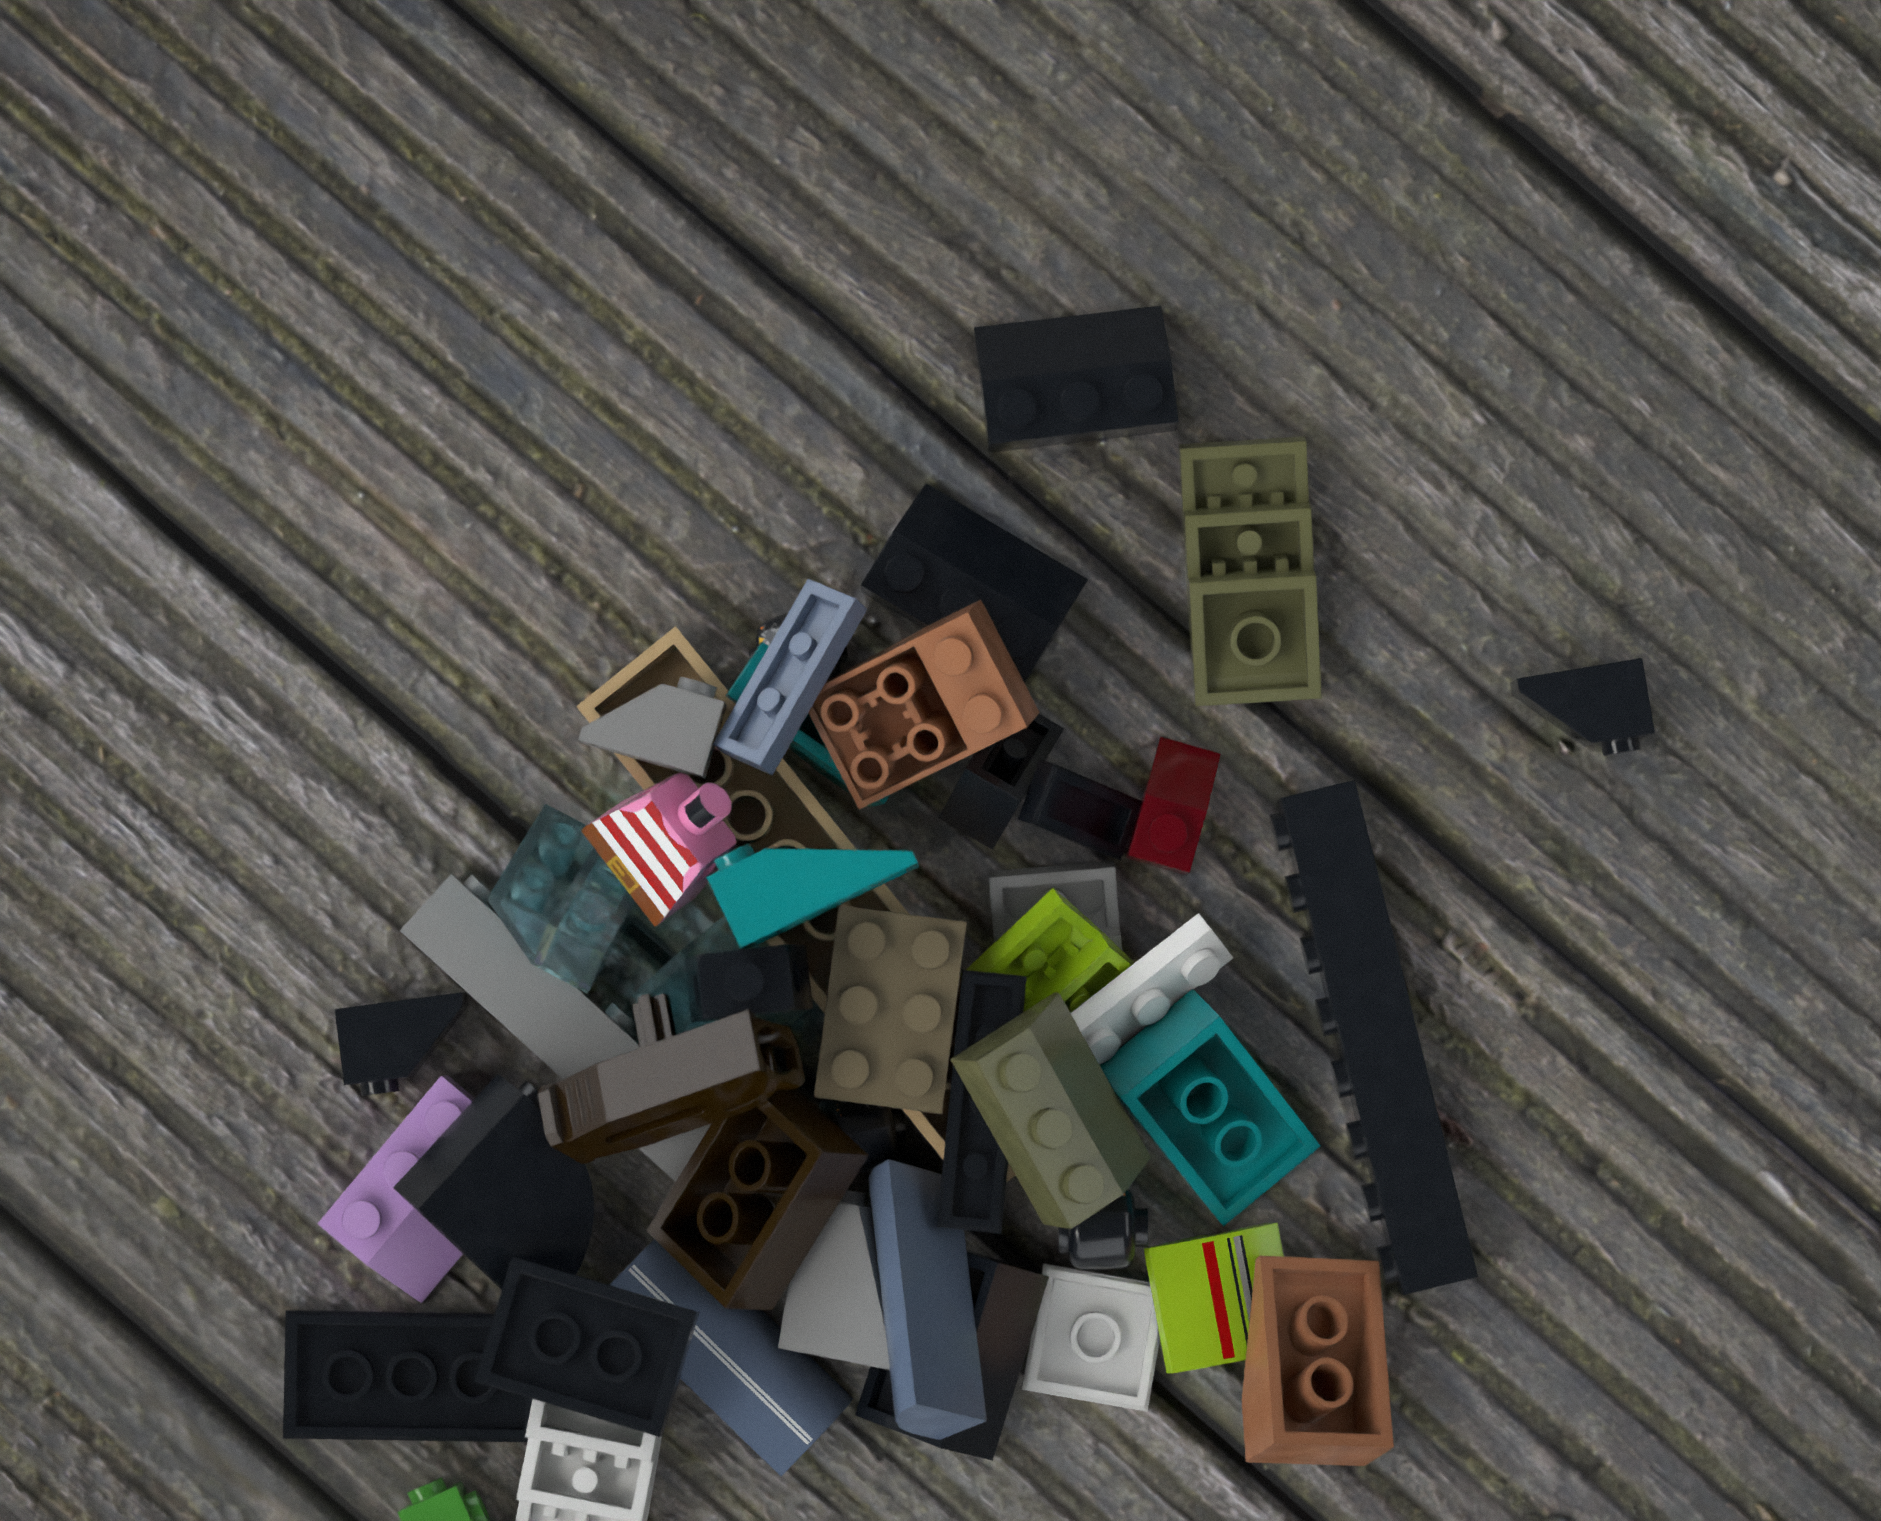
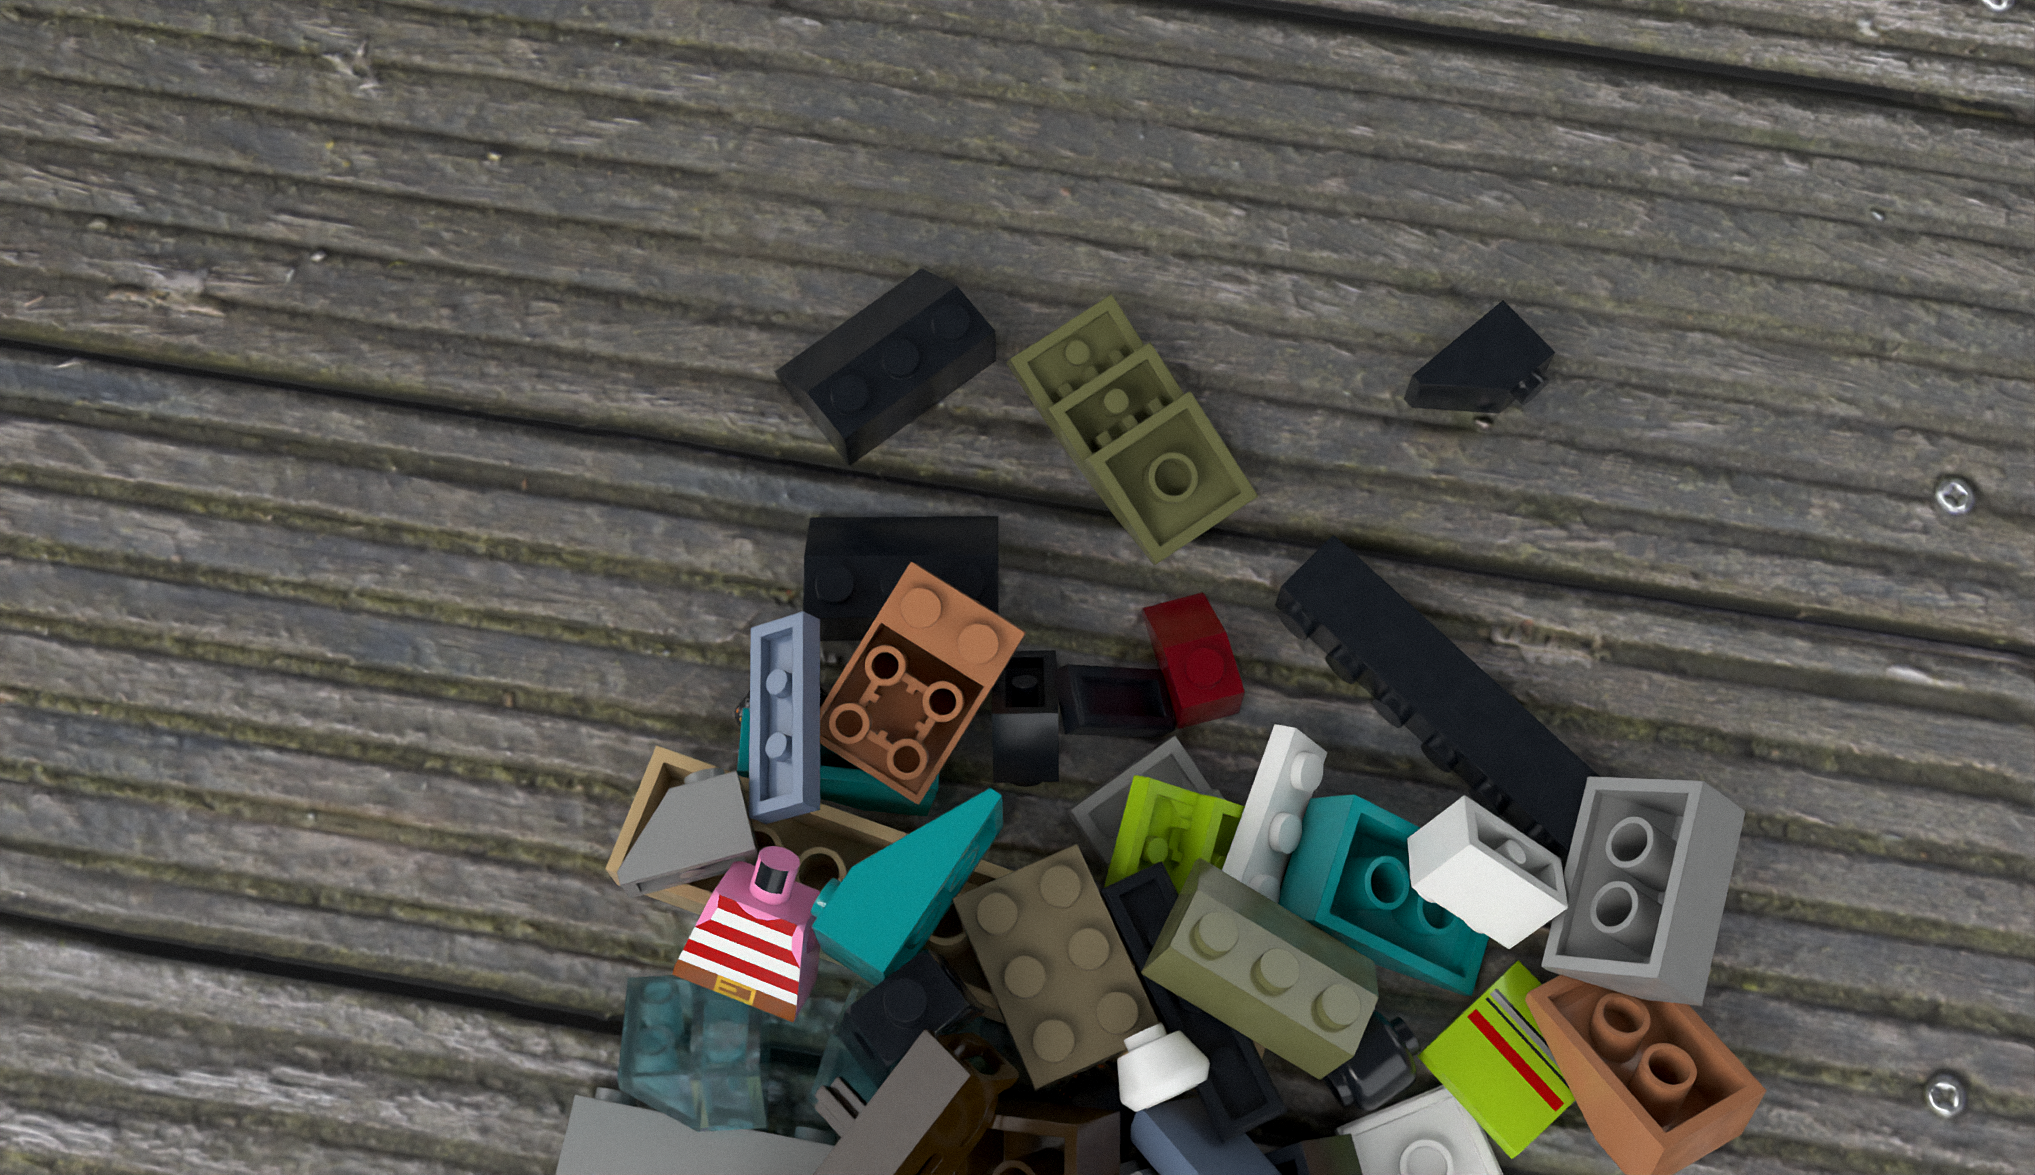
camera: 30 degrees left, 15 degrees down
(918, 1142) = (1158, 1067): none -> white cone
(1288, 1142) = (1486, 873): none -> white brick
(1406, 1233) = (1646, 887): none -> light grey slope

